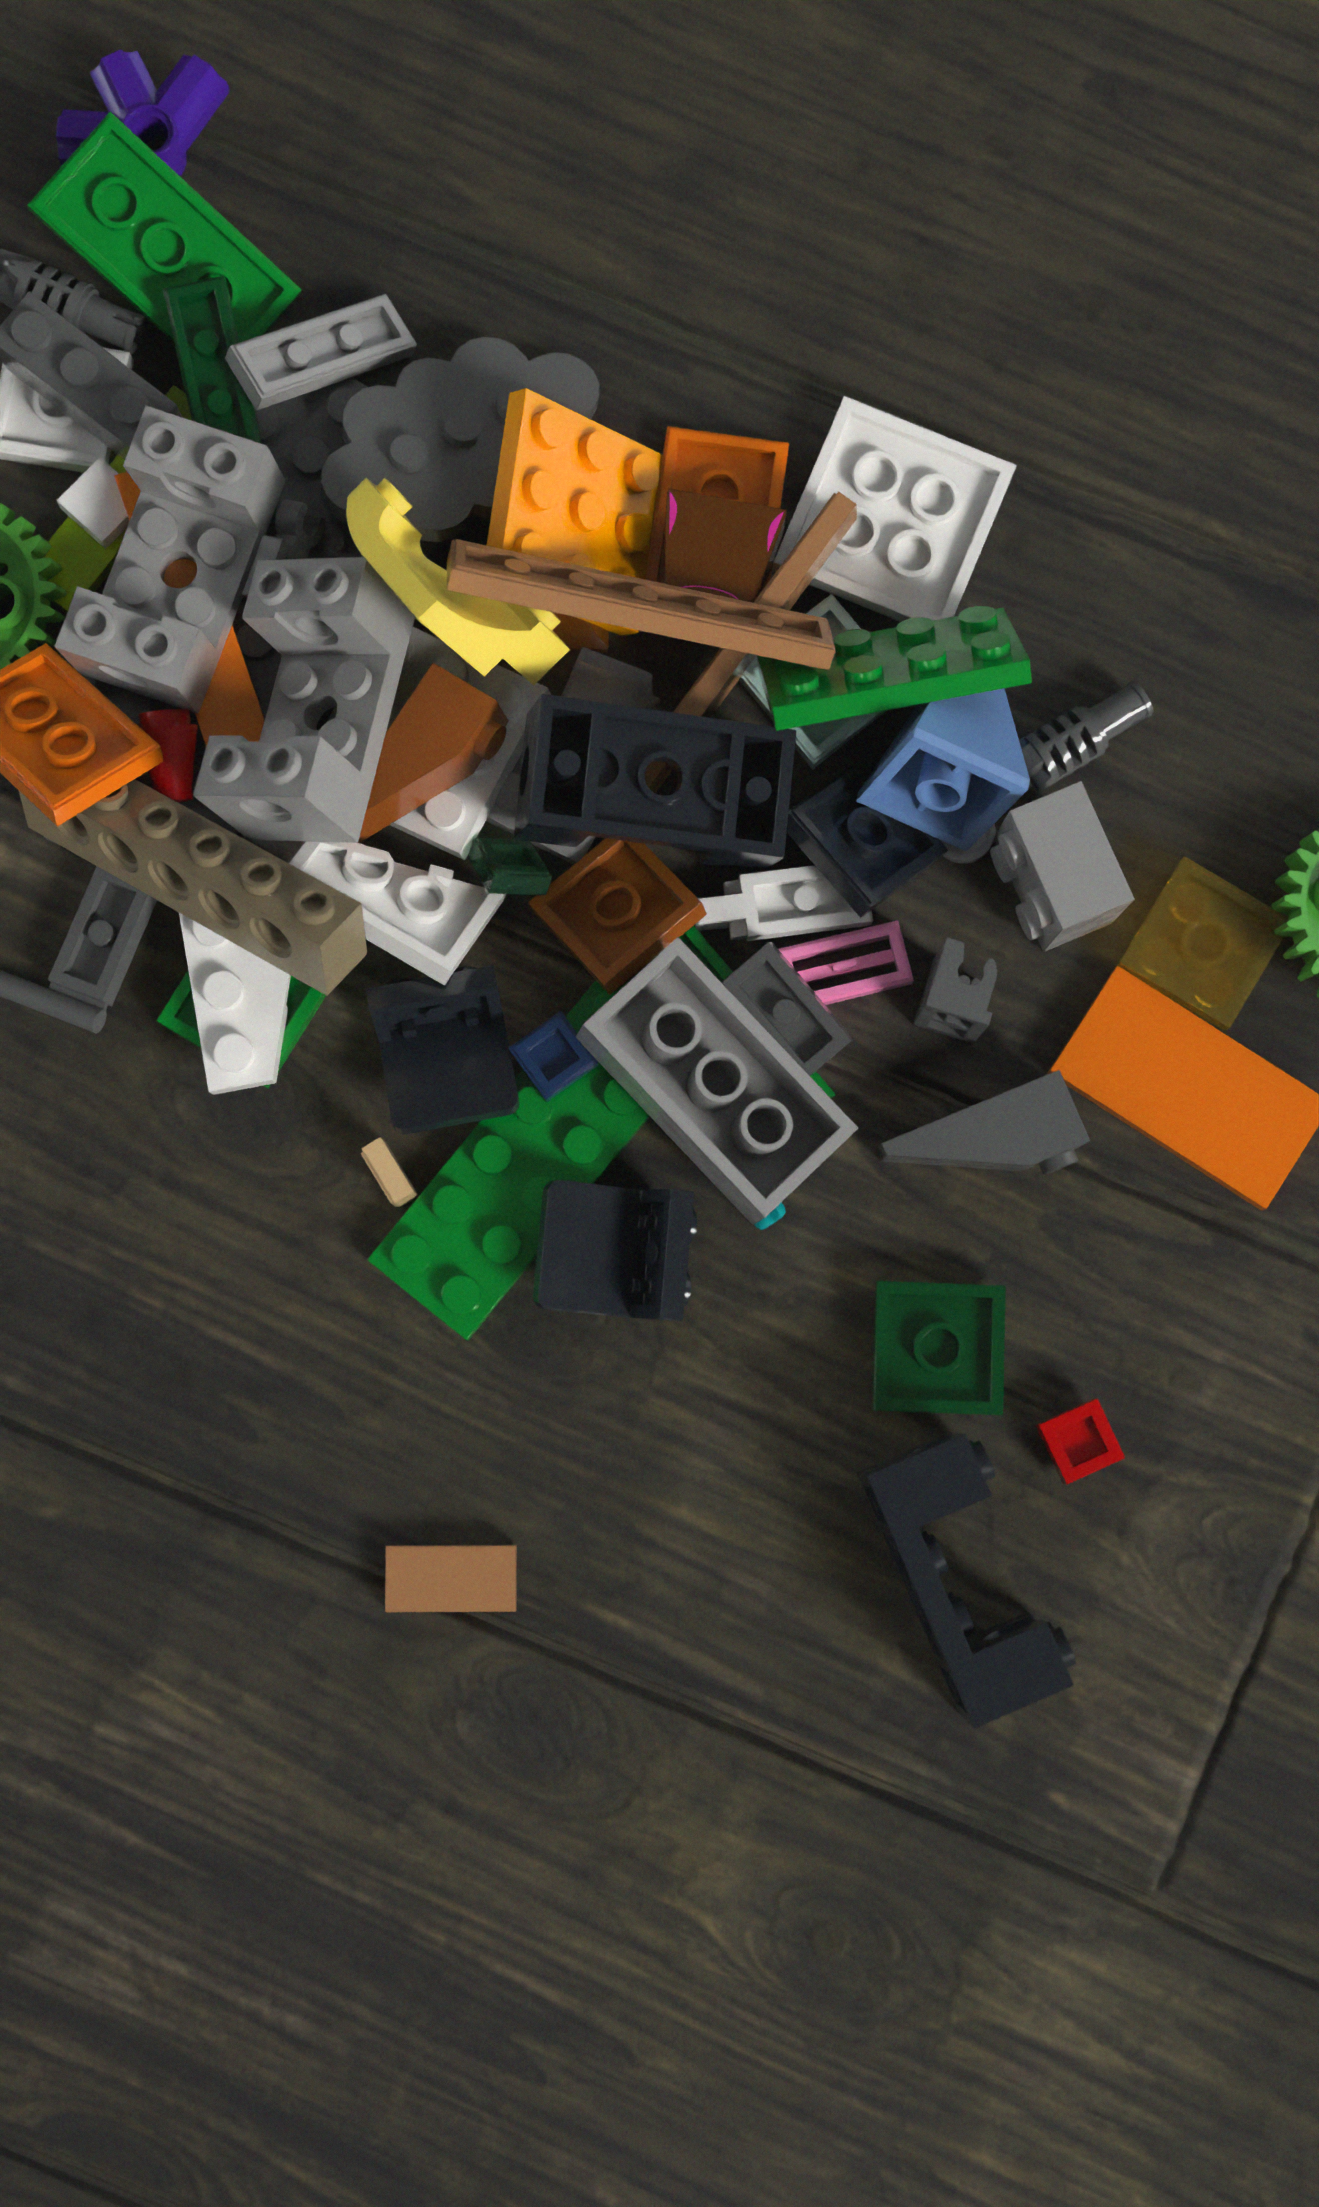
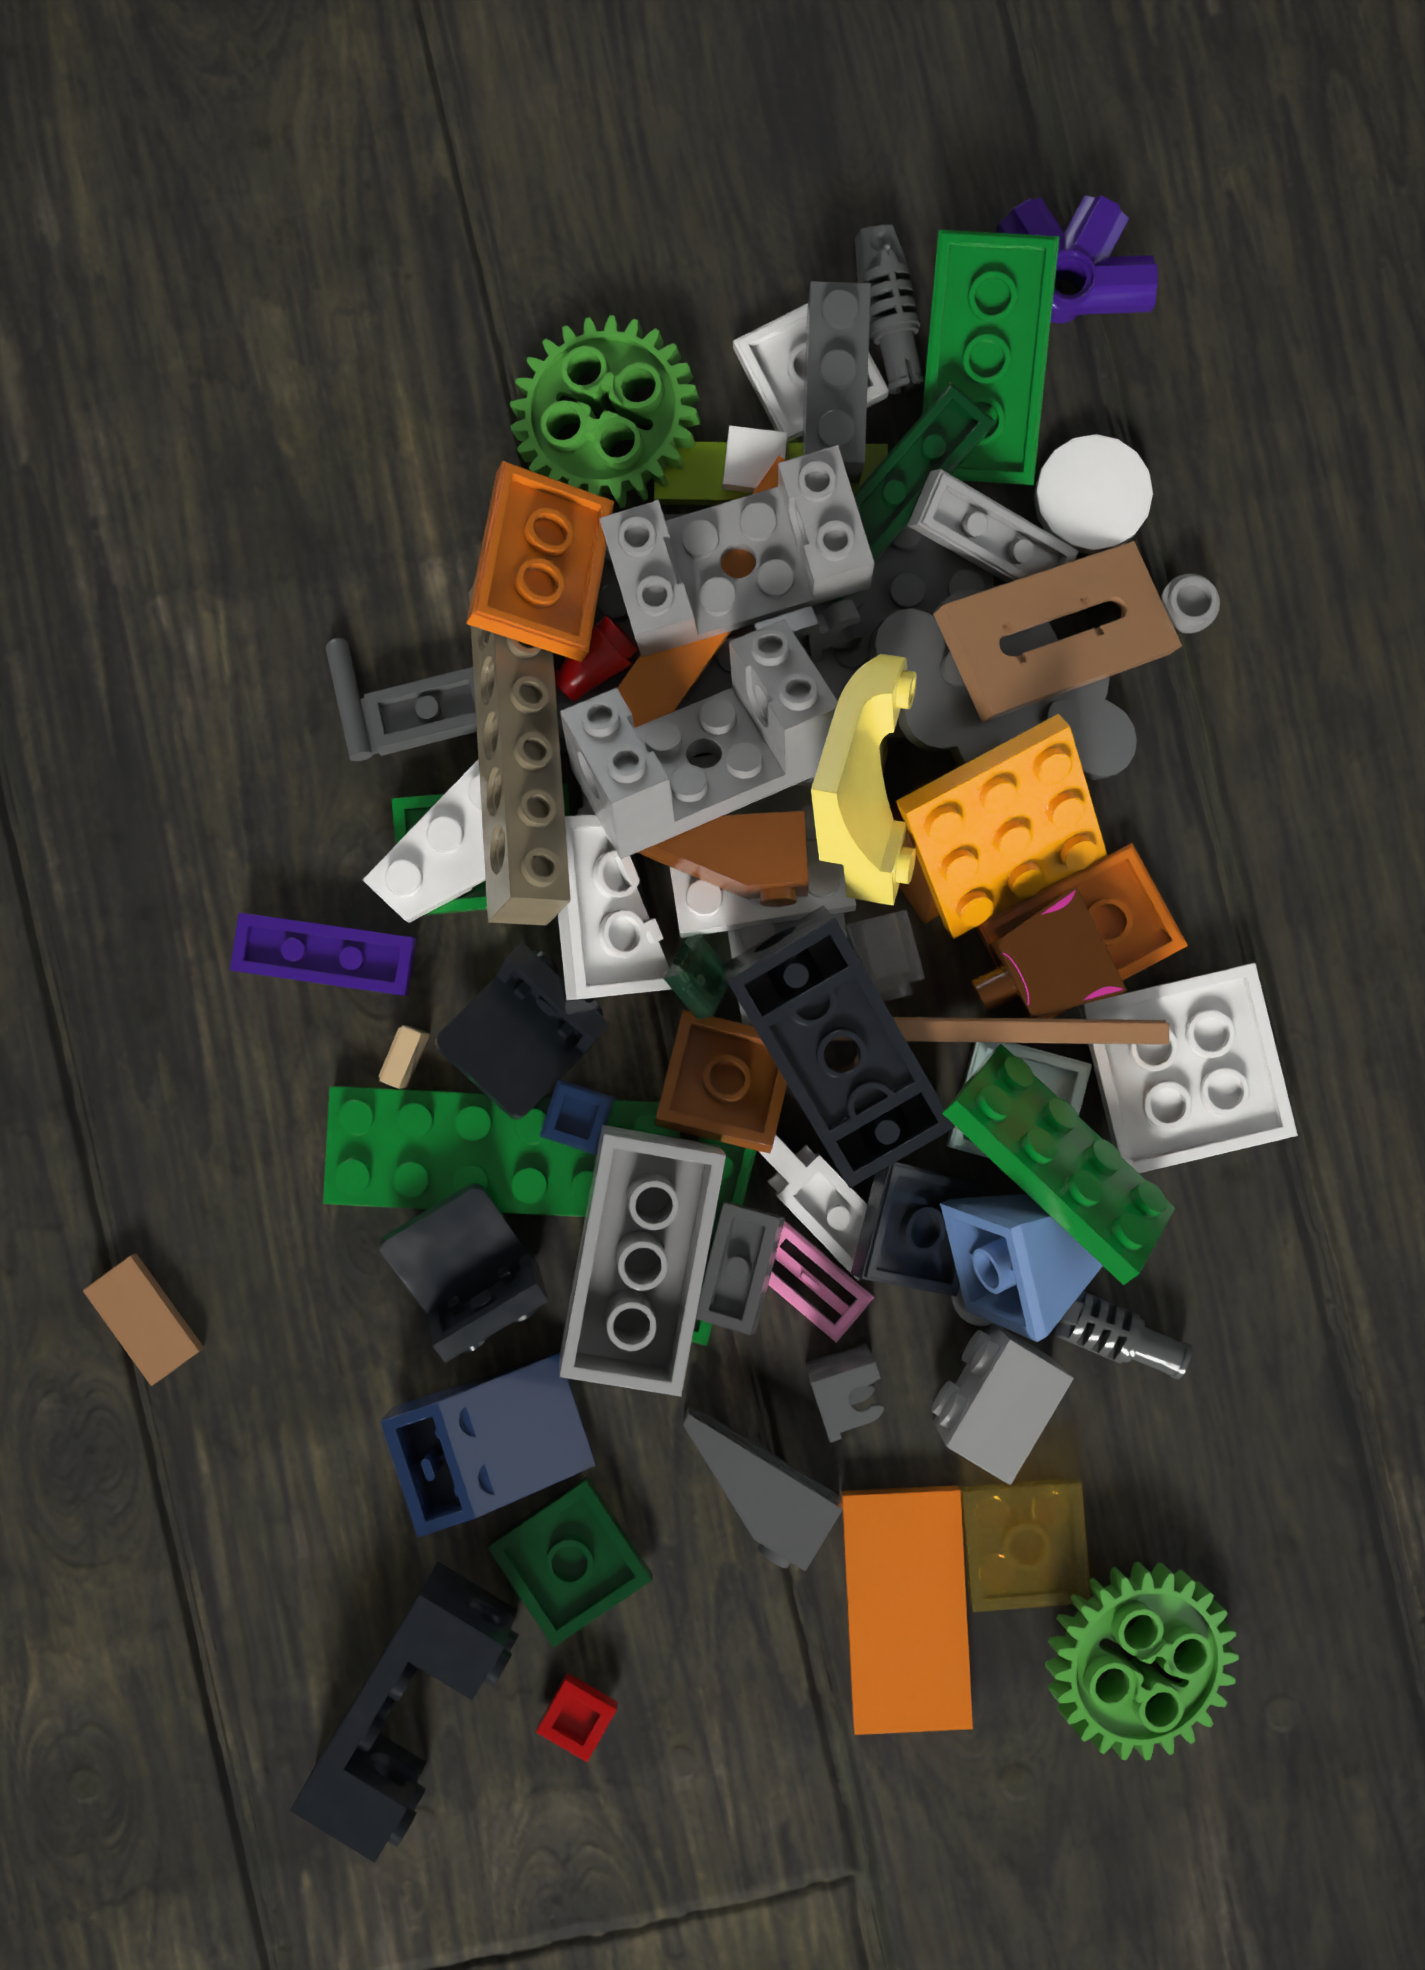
camera: 60 degrees right, 5 degrees up
(247, 1181) = (323, 954): none -> dark purple plate
(346, 247) = (1093, 493): none -> white tile
(455, 419) = (1009, 683): none -> medium nougat piece
(500, 235) = (1191, 602): none -> light grey plate
(639, 604) = (960, 939): medium nougat tile -> none
(782, 1340) = (486, 1443): none -> dark blue slope

